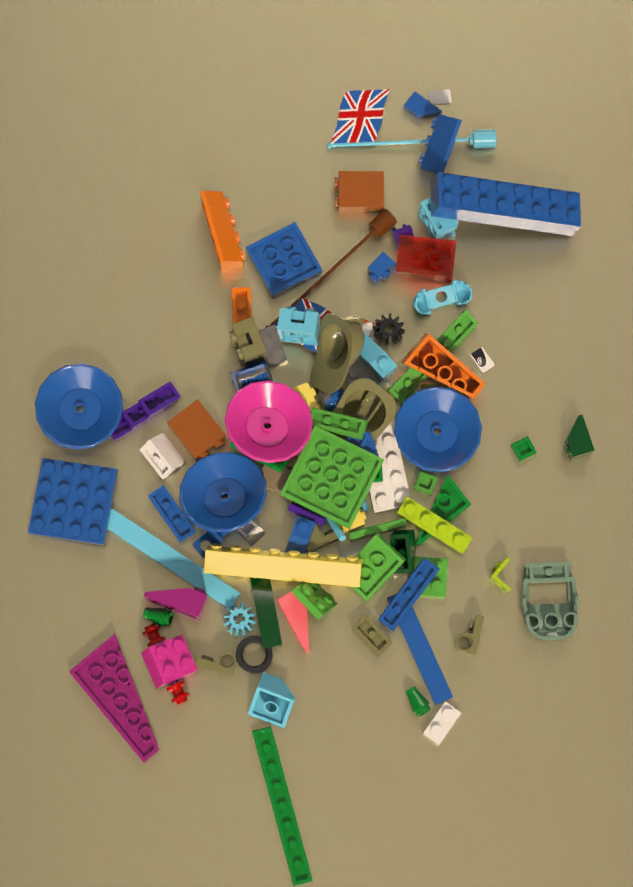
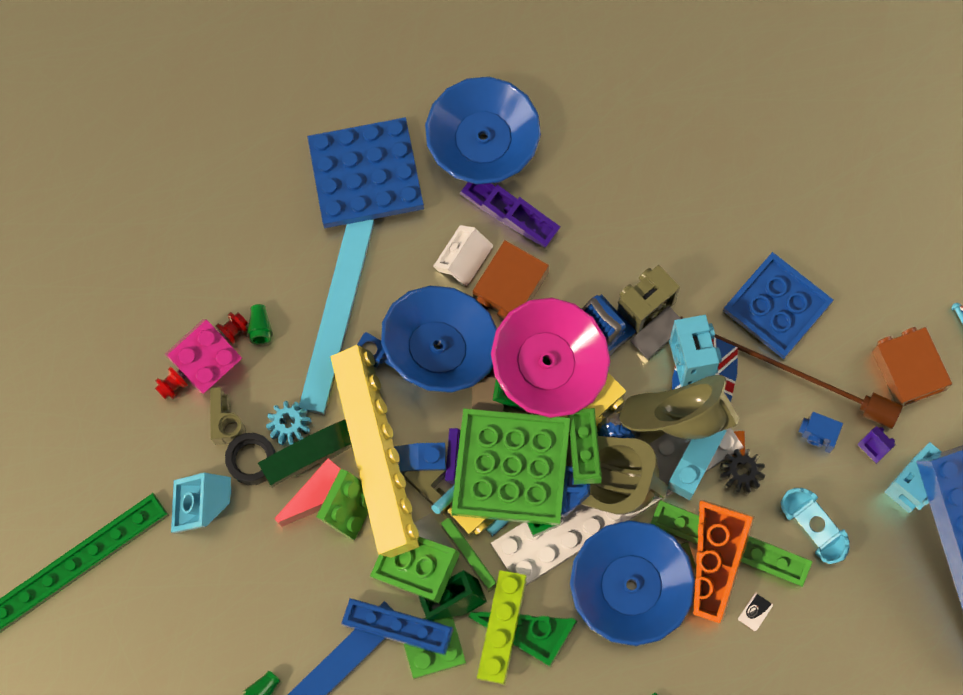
camera: 80 degrees right, 5 degrees down
(112, 689) = (149, 304): magenta wing -> none
(172, 514) = (399, 282): blue plate -> none
(184, 601) = (283, 350): magenta slope -> none
(221, 230) = (780, 213): orange slope -> none
(241, 304) = (696, 275): orange plate -> none
(251, 532) = (407, 397): white slope -> none
(372, 635) = (327, 599): olive plate -> none
(425, 483) = (557, 596): bright green tile -> none
(426, 258) = (859, 484): clear red slope -> none

